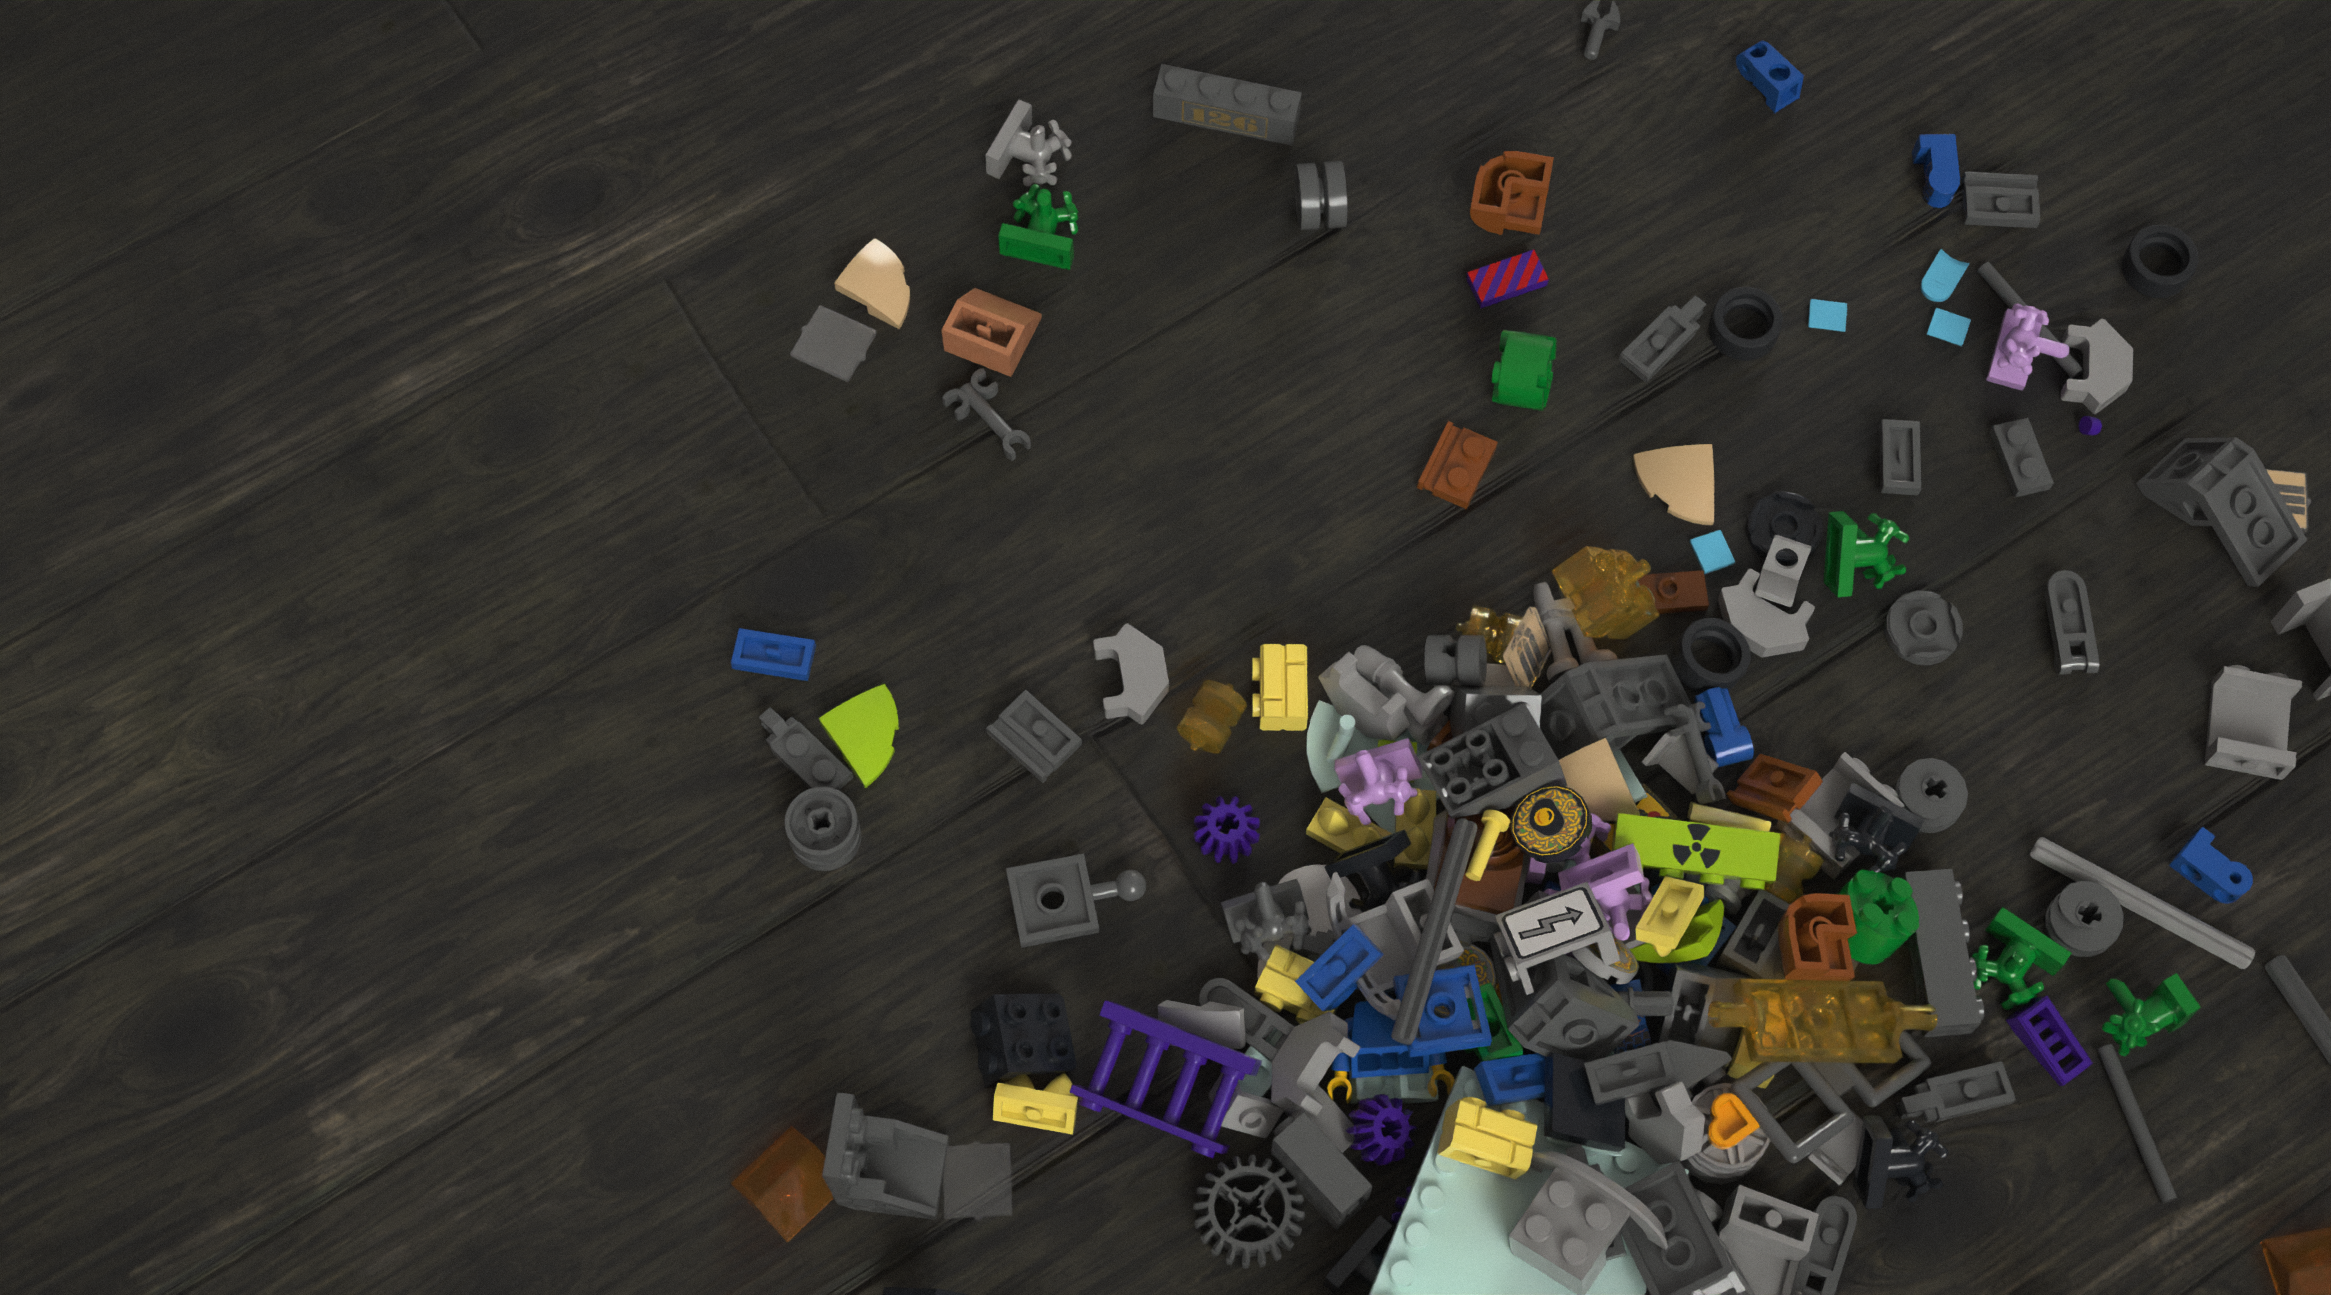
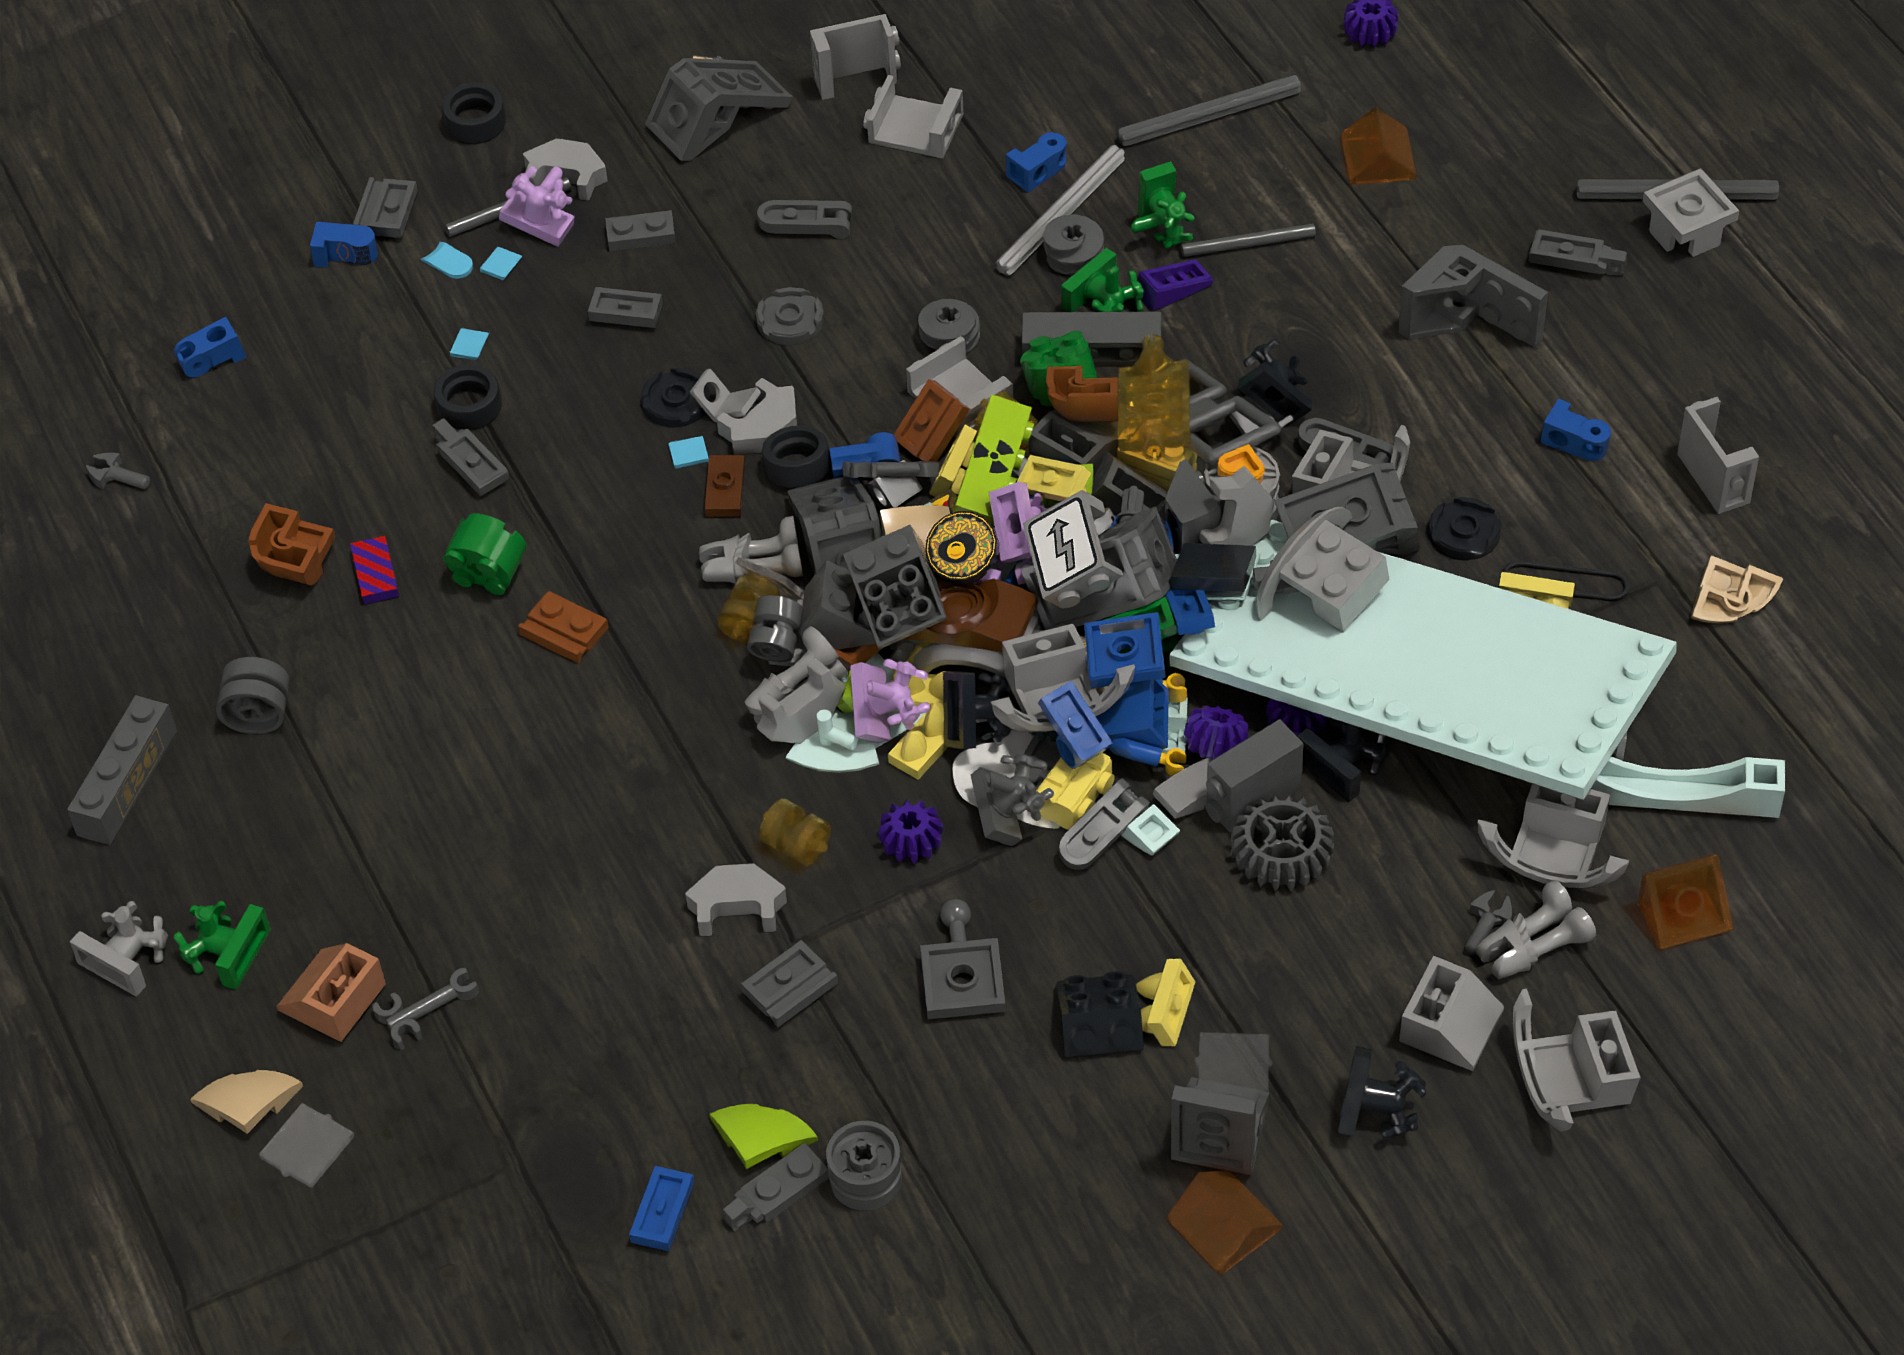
camera: 80 degrees left, 15 degrees down
(1196, 1052) = (1136, 856): dark purple fence -> none
(1212, 1021) = (1107, 860): light grey slope -> none
(1249, 1112) = (1189, 833): light grey bracket -> none
(1282, 687) = (772, 775): light yellow brick -> none
(1306, 1059) = (1150, 773): light grey piece -> none
(1434, 932) = (1056, 635): dark grey axle -> none
(1487, 1138) = (1244, 629): light yellow brick -> none
(1494, 824) = (955, 590): light yellow piece -> none
(1607, 592) = (727, 509): clear yellow brick -> none
(1630, 1073) = (1195, 522): dark grey plate -> none
(1681, 479) = (614, 461): tan brick -> none
(1853, 548) = (717, 339): green piece -> none
(1876, 824) = (978, 356): black piece -> none
(1959, 1094) = (1215, 342): dark grey hinge -> none
(2090, 425) = (620, 181): dark purple piece -> none

